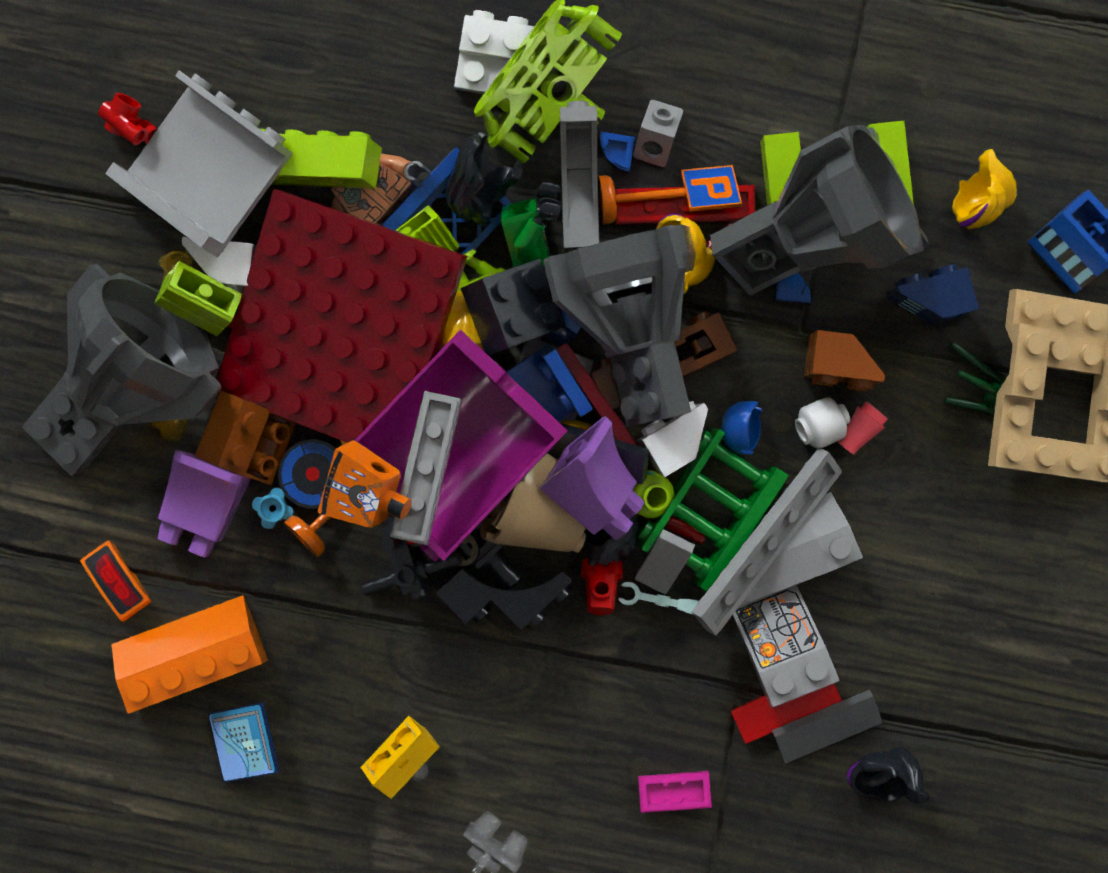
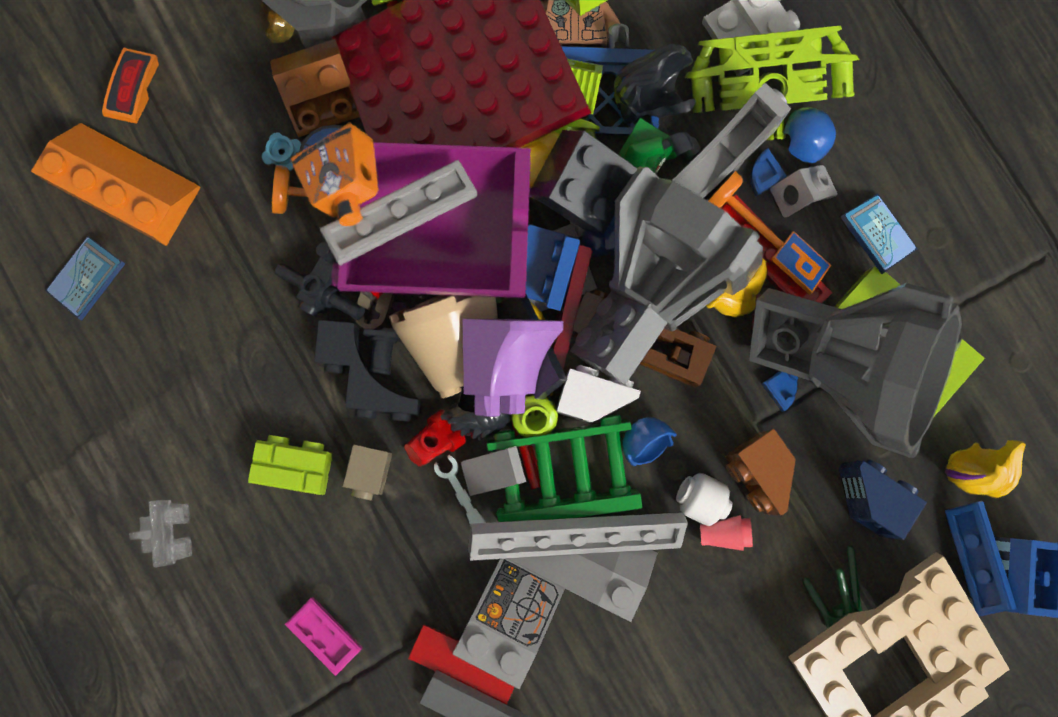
camera: 40 degrees right, 5 degrees down
(200, 501) = (239, 93): medium lavender hips -> none
(401, 758) = (171, 404): yellow piece -> none
(527, 708) = (290, 466): none -> lime brick
(581, 655) = (367, 472): none -> dark tan brick
(619, 90) = (810, 134): none -> blue hair
(741, 109) = (879, 233): none -> piece
(1044, 259) = (980, 559): none -> blue tile

